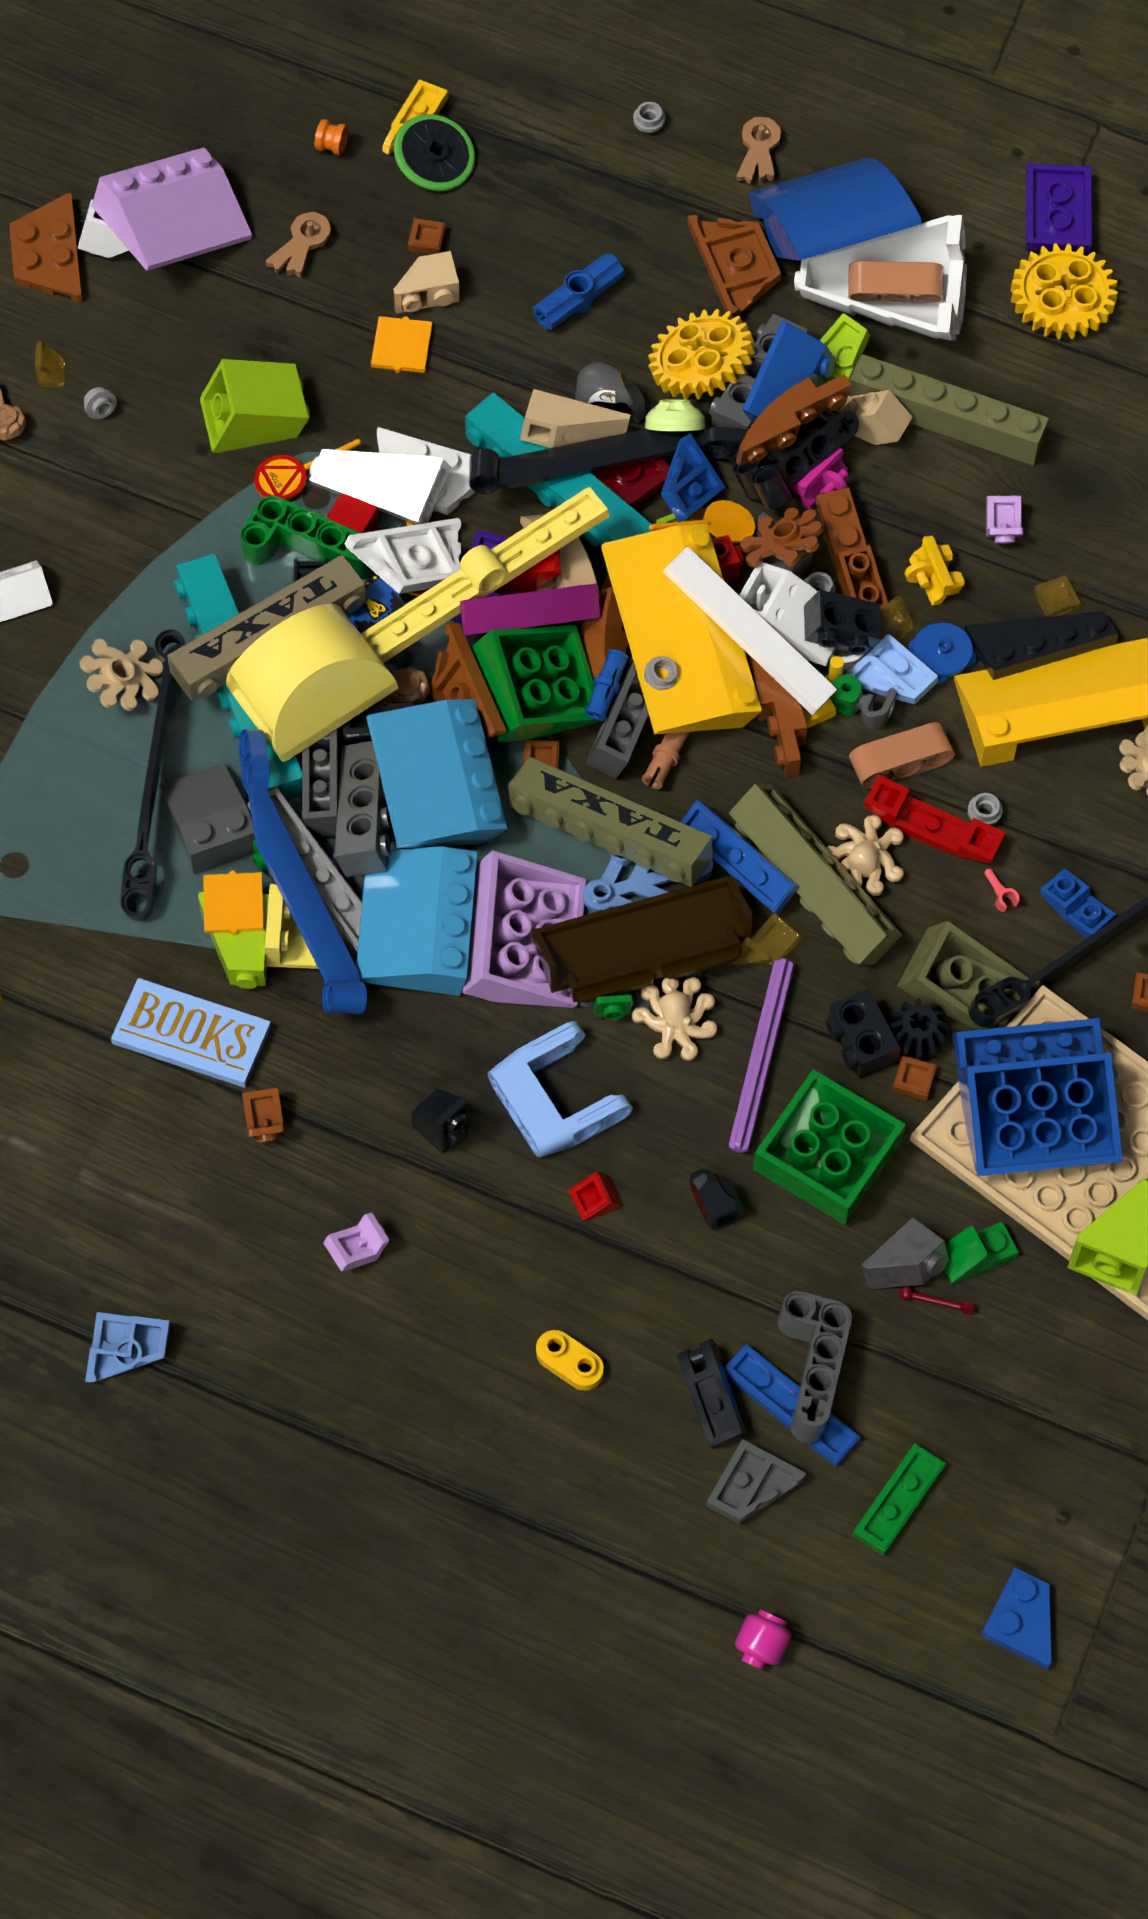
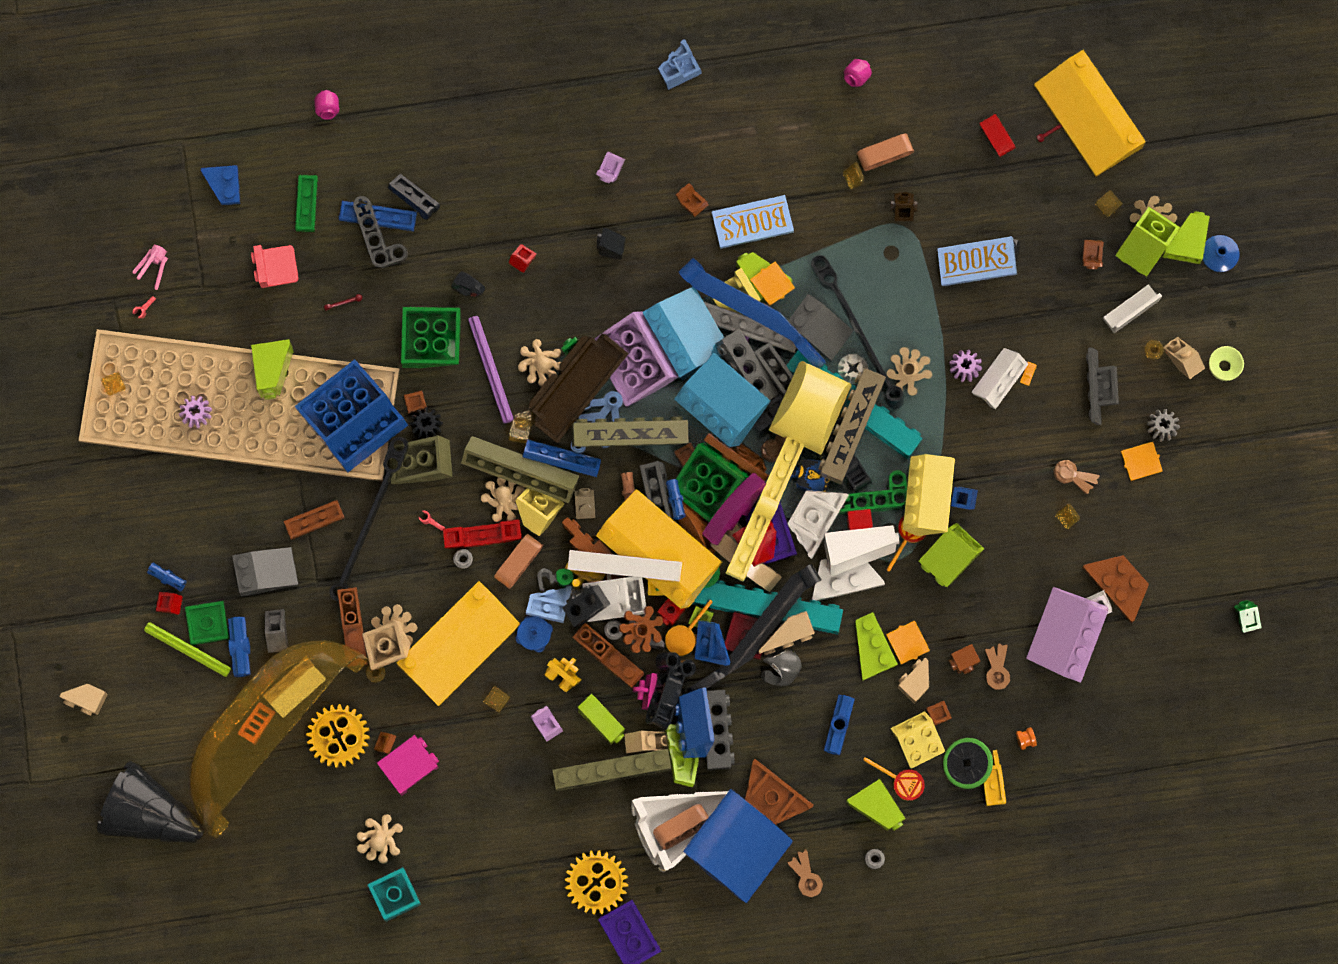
camera: 145 degrees right, 15 degrees up
(33, 637) = (968, 359): none -> lavender gear
(99, 403) = (1028, 510): light grey plate -> none
(178, 461) = (964, 498): none -> blue brick
(189, 740) = (852, 359): none -> white gear
(226, 482) = (928, 494): none -> light yellow slope
(340, 273) = (964, 660): none -> dark orange brick
(455, 362) = (873, 647): none -> lime wing
(479, 221) = (918, 739): none -> light yellow bracket
(530, 1104) = (577, 279): light blue connector -> none
(538, 180) = (907, 783): none -> piece
(568, 1359) = (485, 178): yellow plate -> none
(601, 172) = (877, 806): none -> lime slope
(657, 682) = (647, 512): light grey plate -> none
(675, 416) = (737, 670): yellowish green piece -> none
(701, 354) = (756, 739): yellow gear -> none
(742, 775) = (584, 503): none -> dark tan bracket
(752, 1483) = (373, 169): dark grey wing -> none
(783, 417) = (682, 688): dark orange slope -> none
(826, 800) = (537, 510): none -> light yellow slope
(871, 1032) = (447, 409): black brick -> none
(896, 619) = (566, 633): clear yellow slope -> none
(906, 1258) = (365, 310): flat silver slope -> none
(921, 479) = (601, 720): none -> lime slope
(978, 1251) = (338, 334): green slope -> none
(1017, 1421) = (275, 266): none -> coral bracket
(1034, 642) = (492, 664): black wing -> none
(1075, 904) = (390, 536): blue slope -> none

